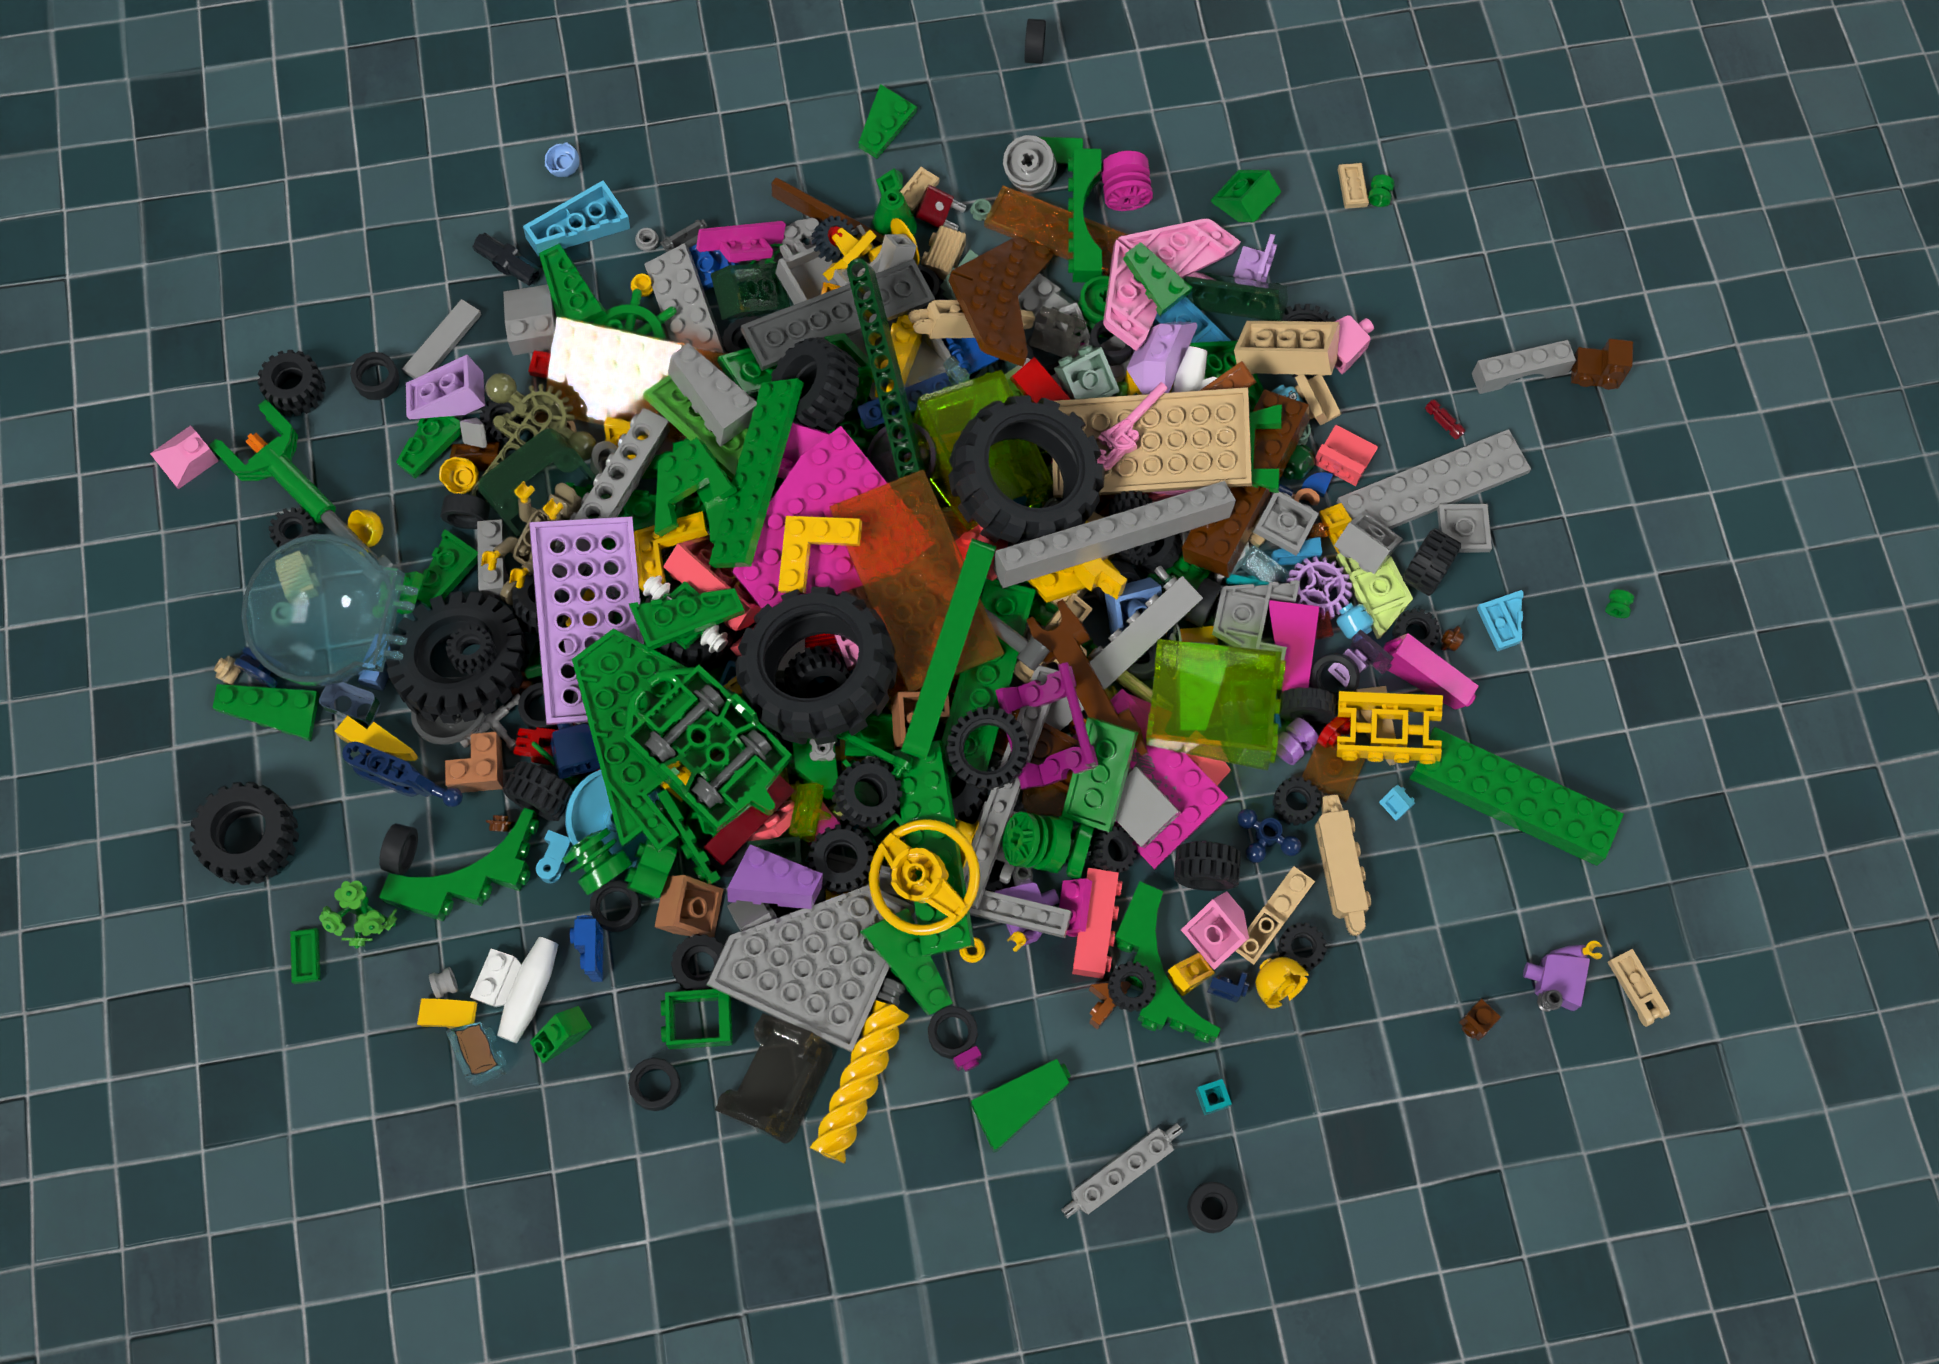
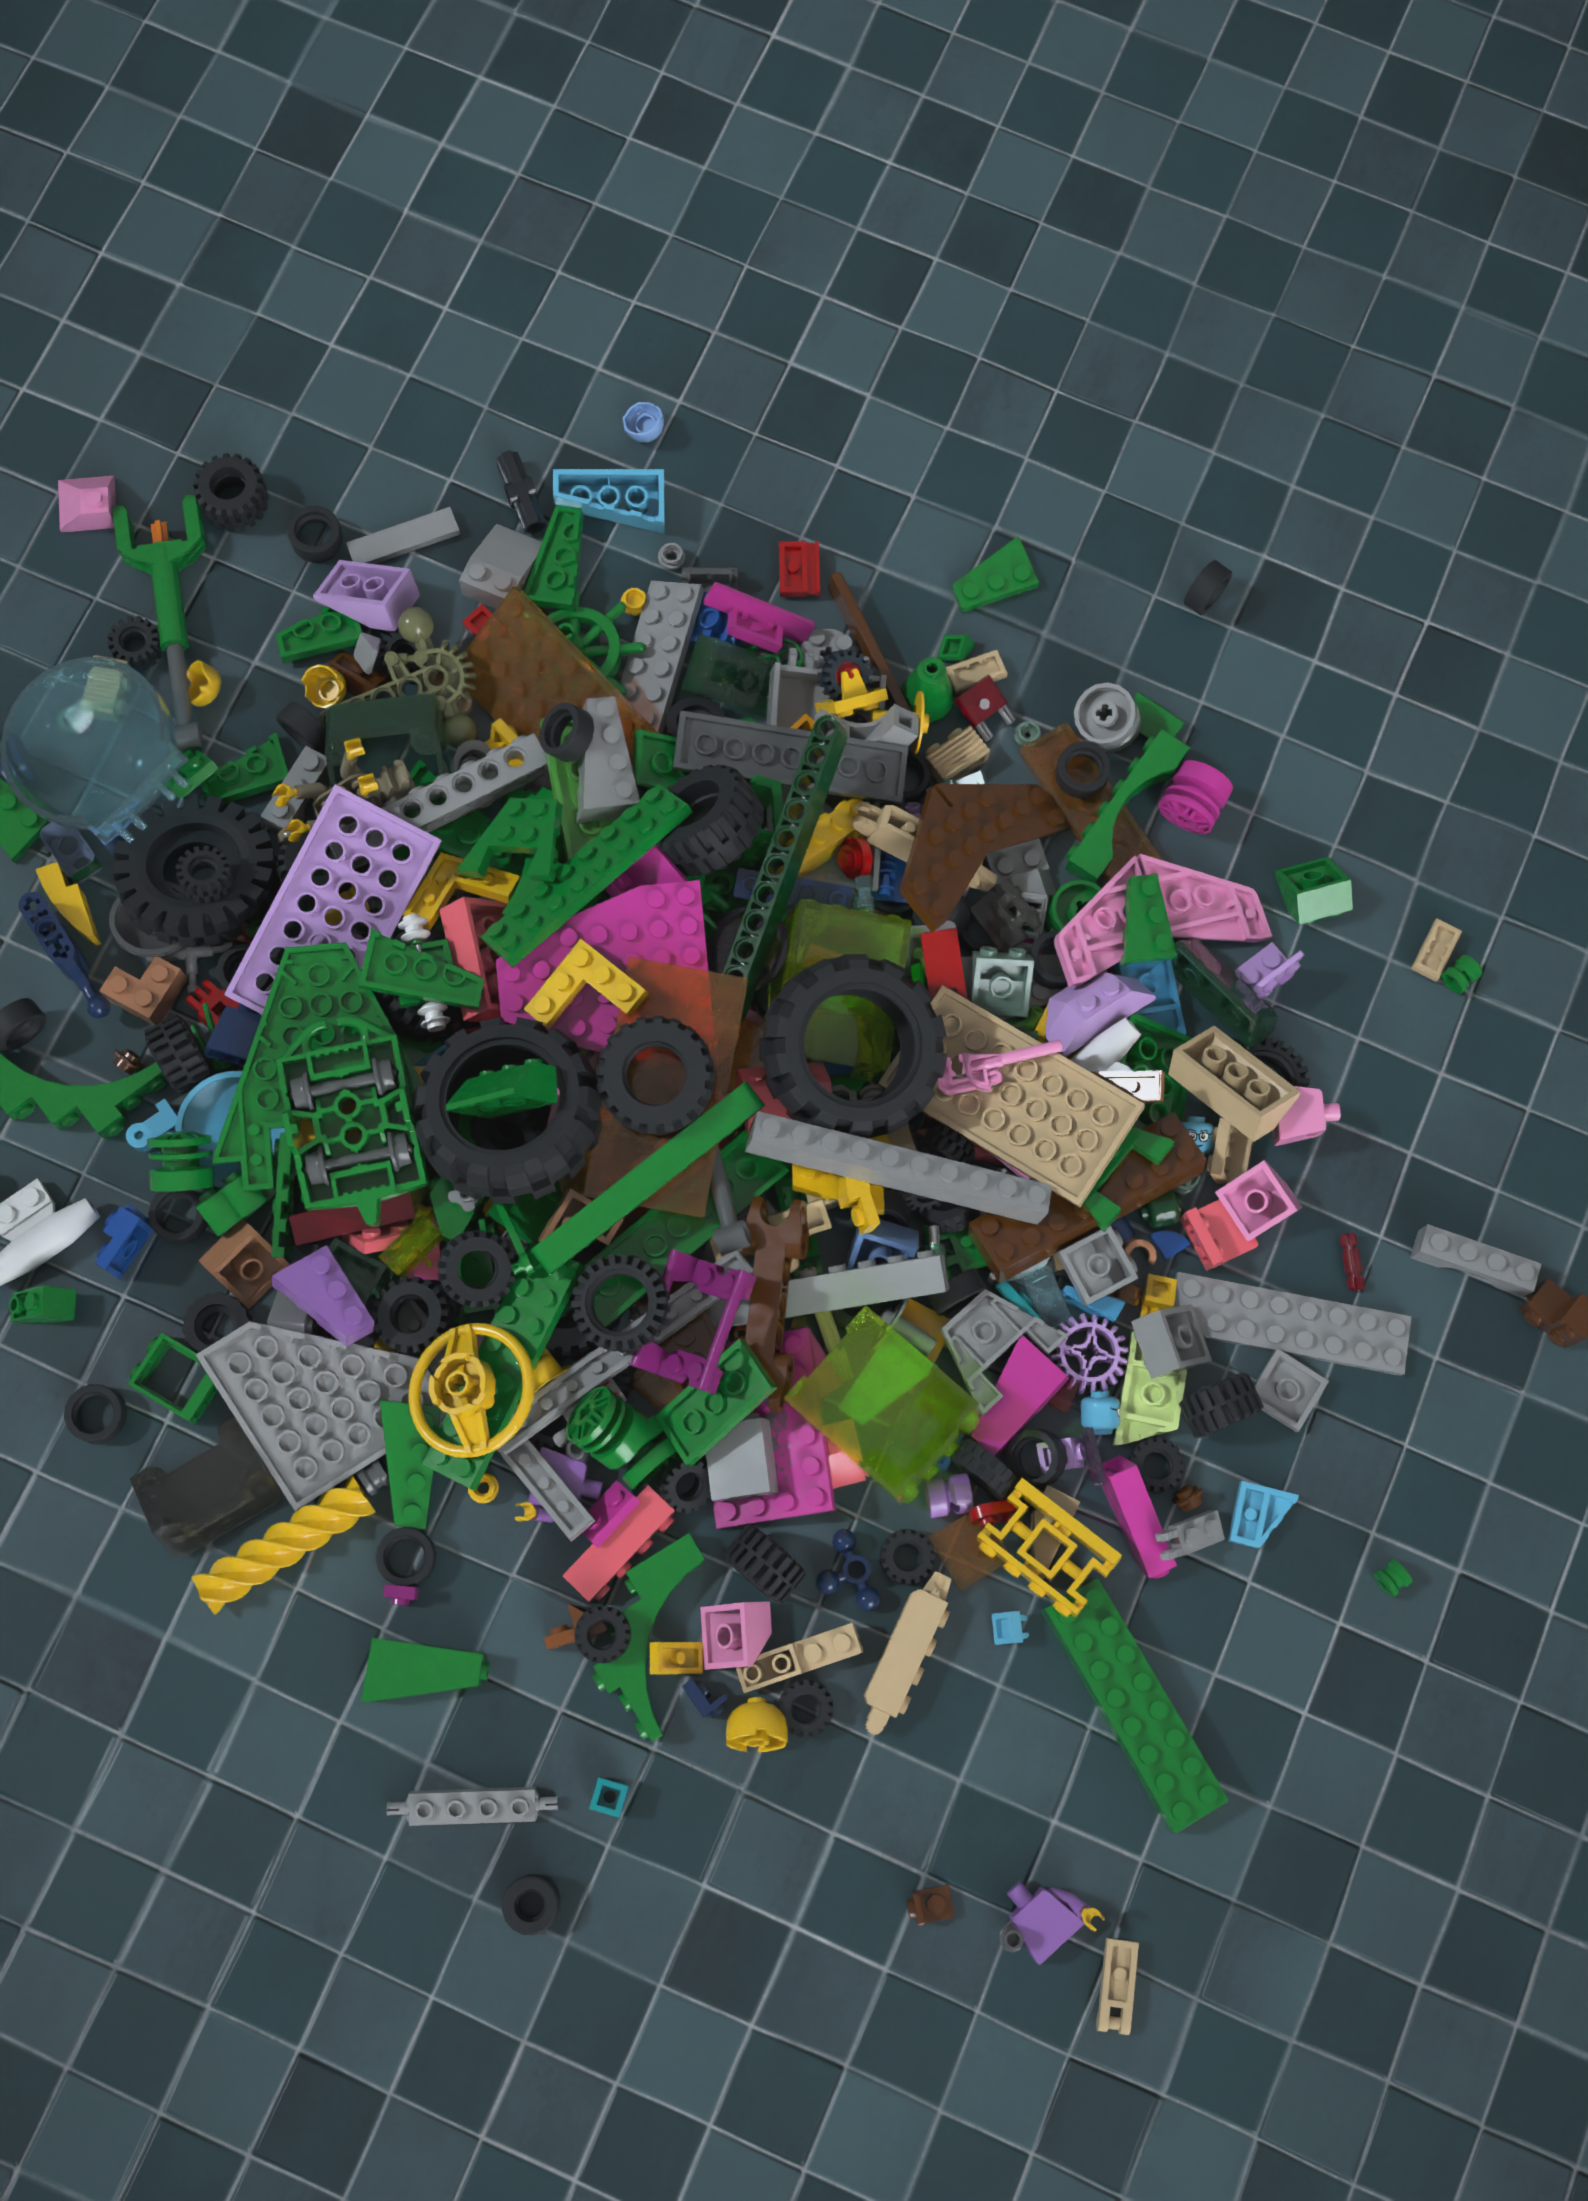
camera: 30 degrees right, 5 degrees up
(686, 388) = (579, 737): none -> black tyre
(744, 194) = (799, 569): none -> red plate
(810, 648) = (506, 1091): none -> green slope
(912, 539) = (631, 1041): none -> black tyre
(930, 354) = (855, 857): none -> red plate
(1043, 193) = (1088, 750): none -> black tyre
(1357, 416) = (1258, 1200): none -> bright pink slope
(1473, 659) = (1191, 1534): none -> light grey hinge

